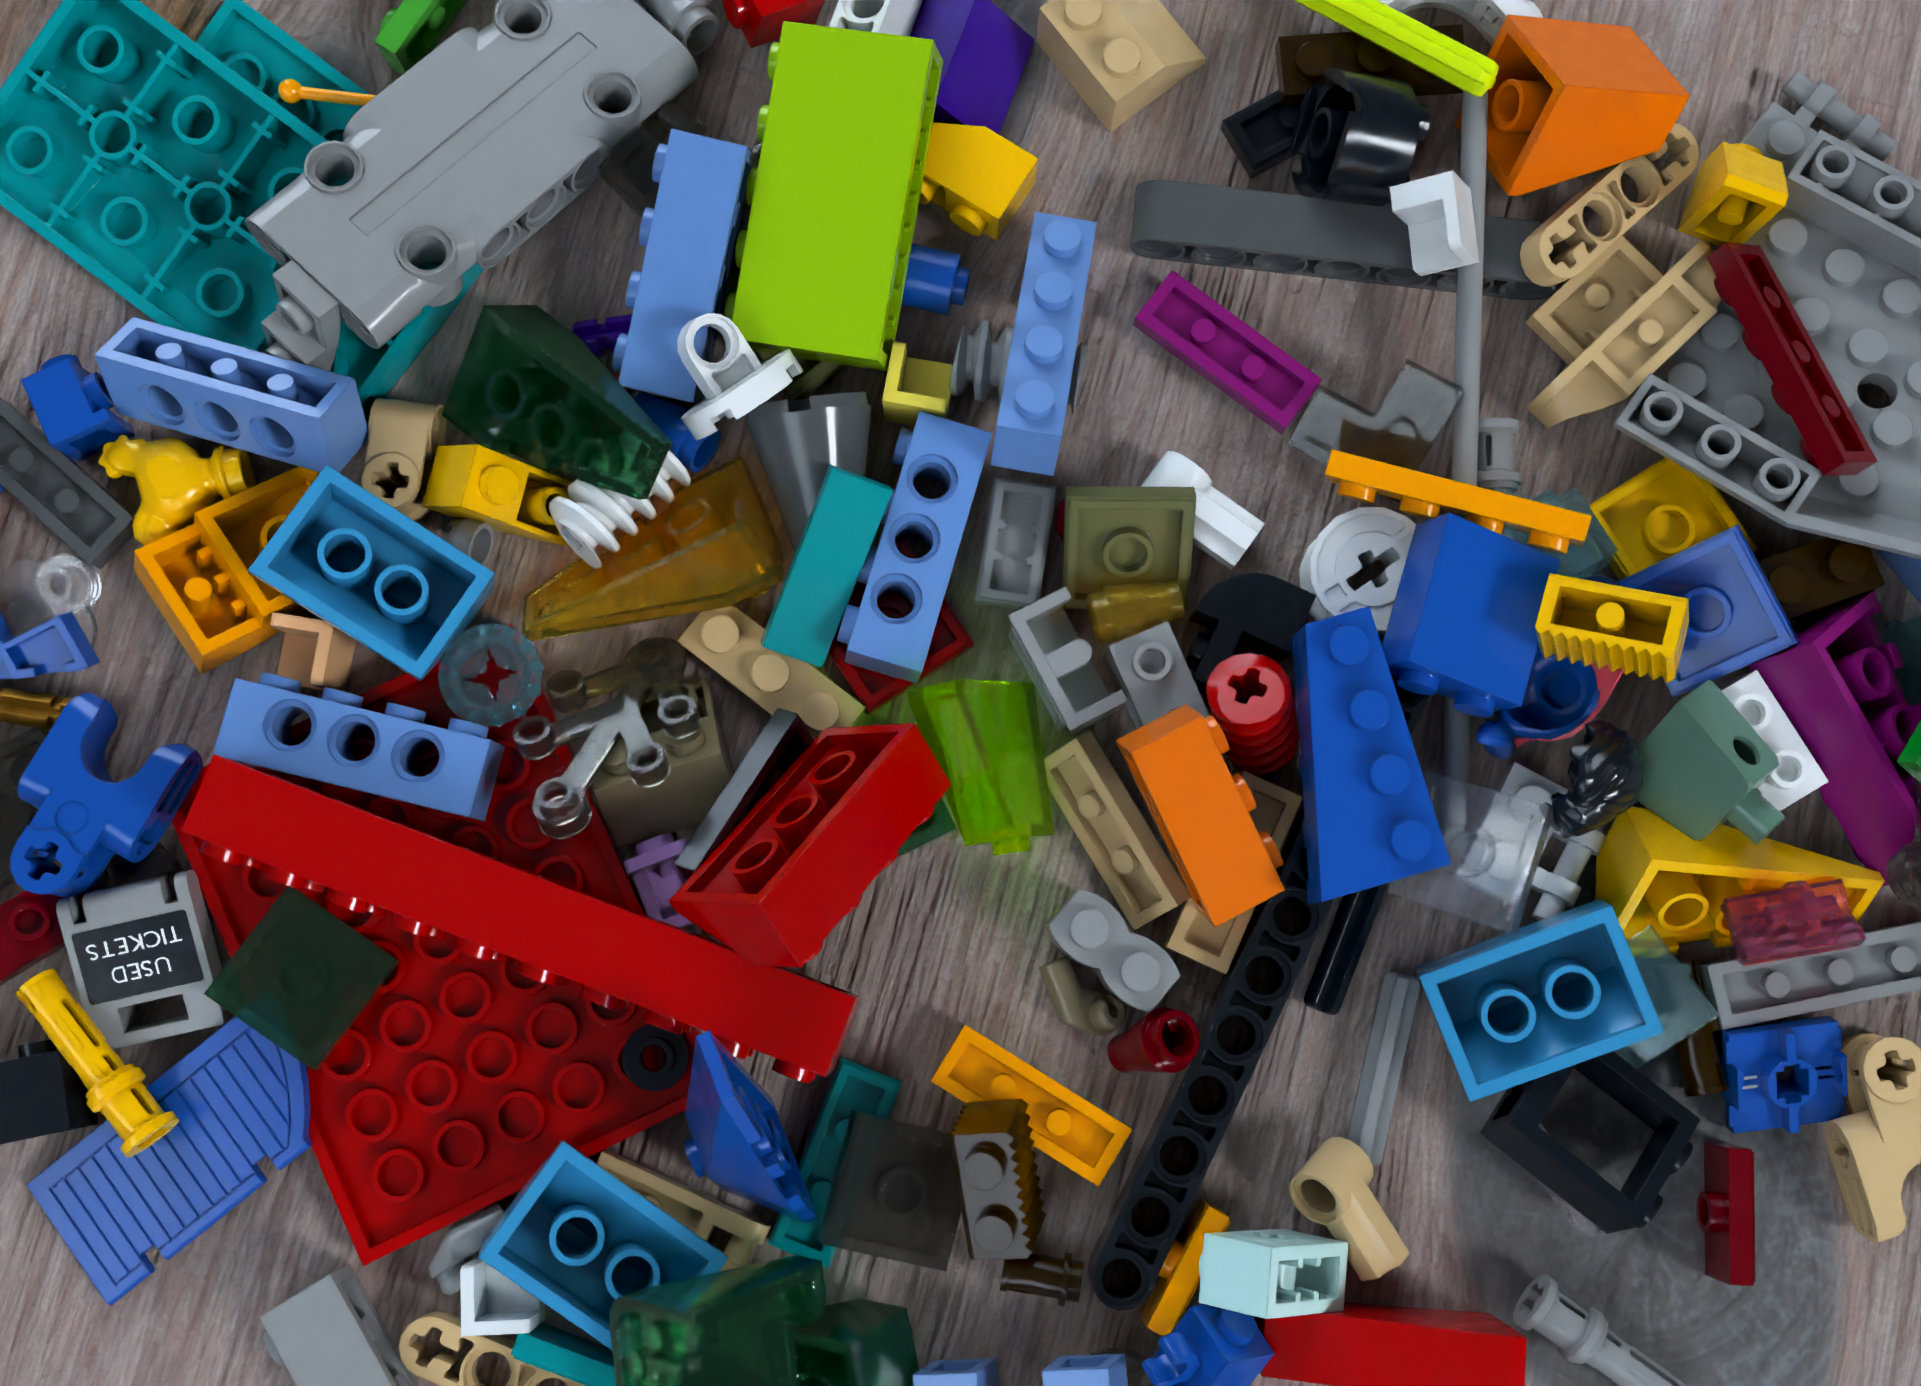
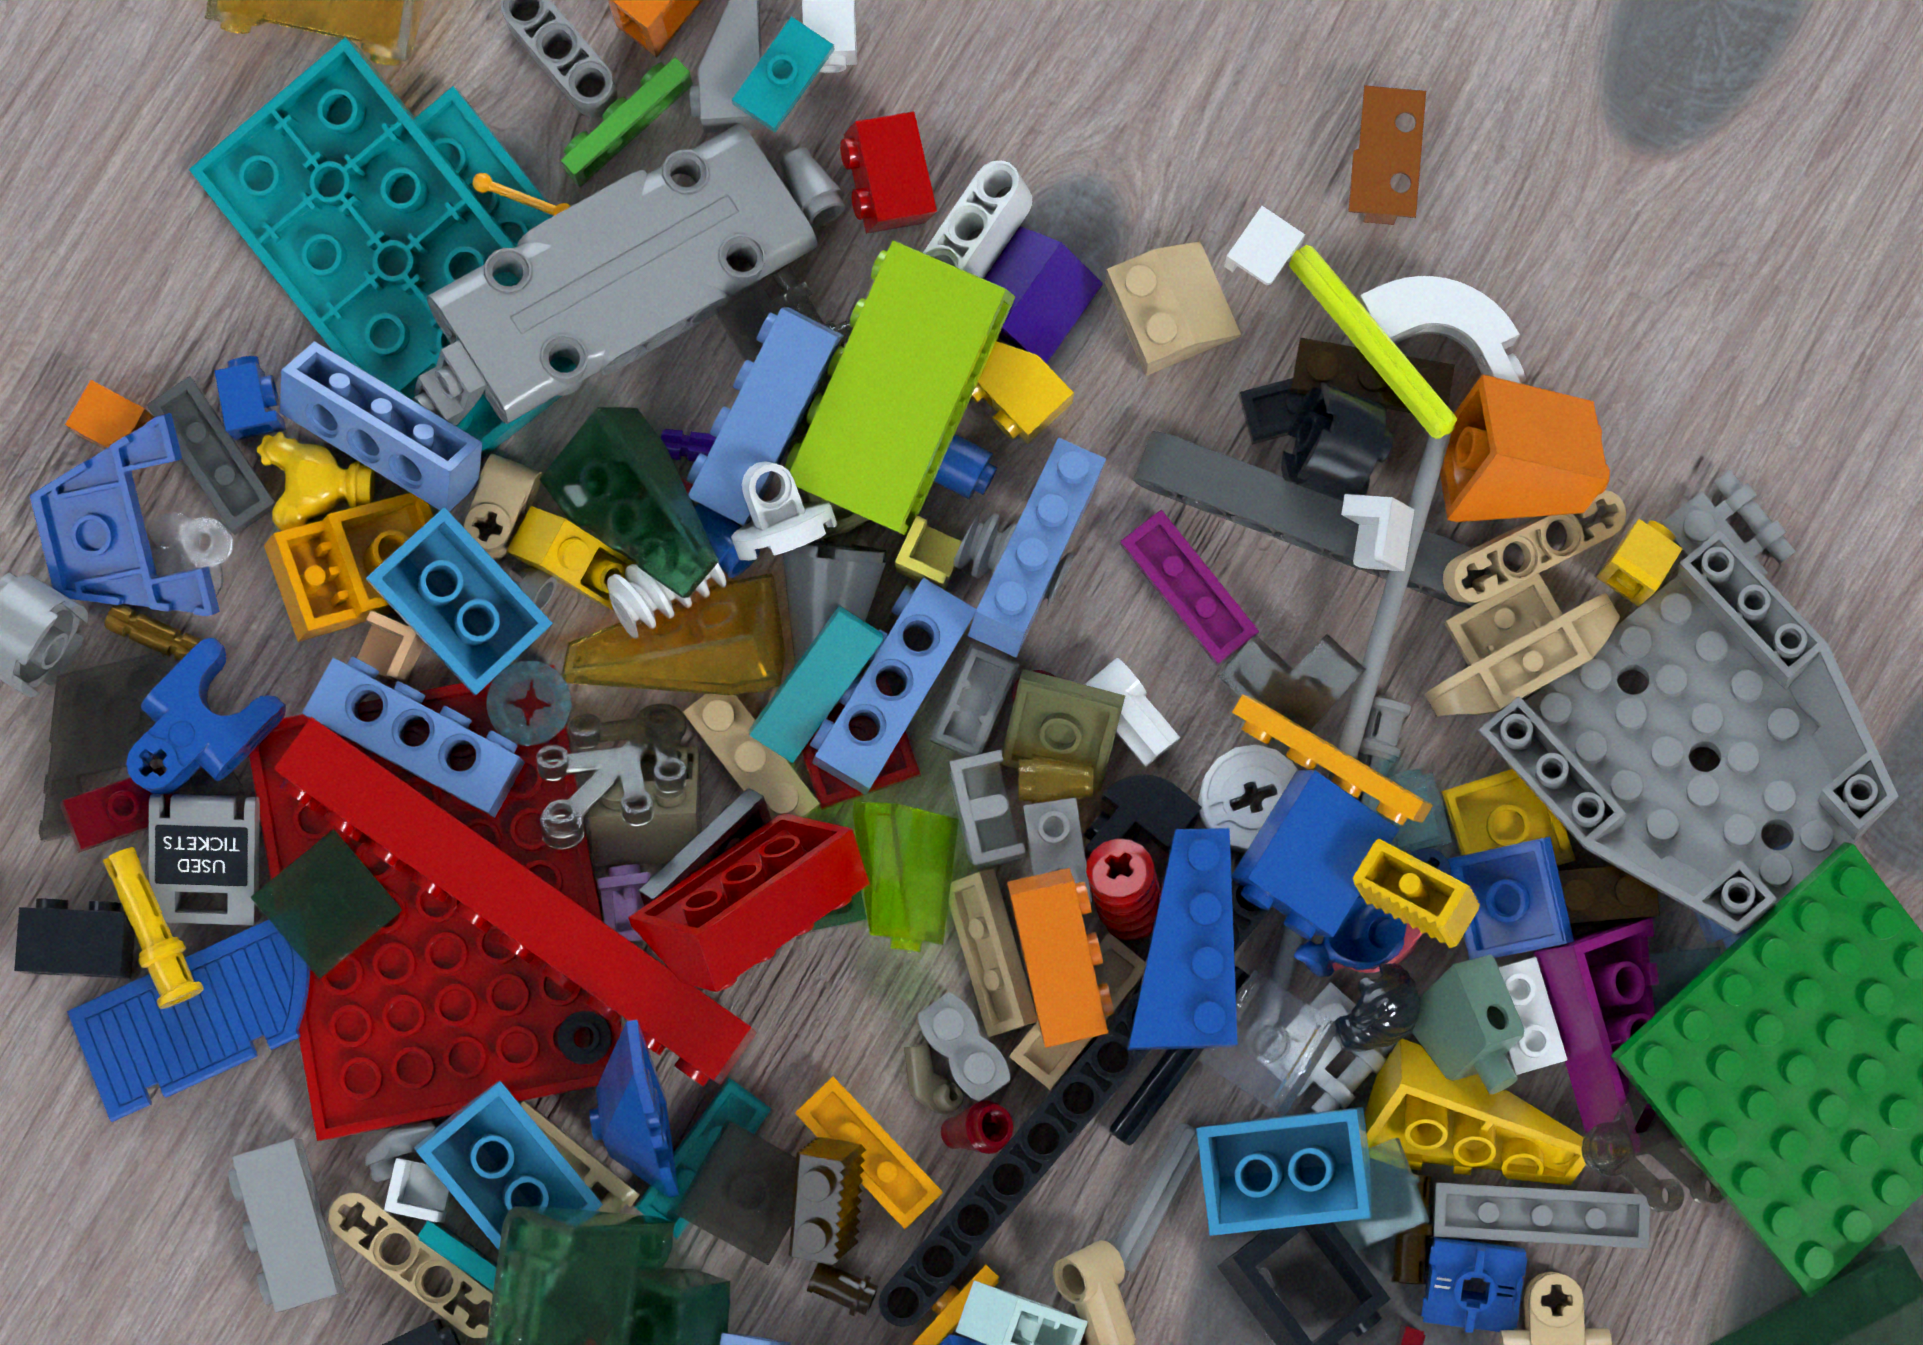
camera: 20 degrees right, 0 degrees up
(1791, 922) = (1505, 1163): clear pink hips -> none
(1798, 373) = (1633, 714): dark red plate -> none

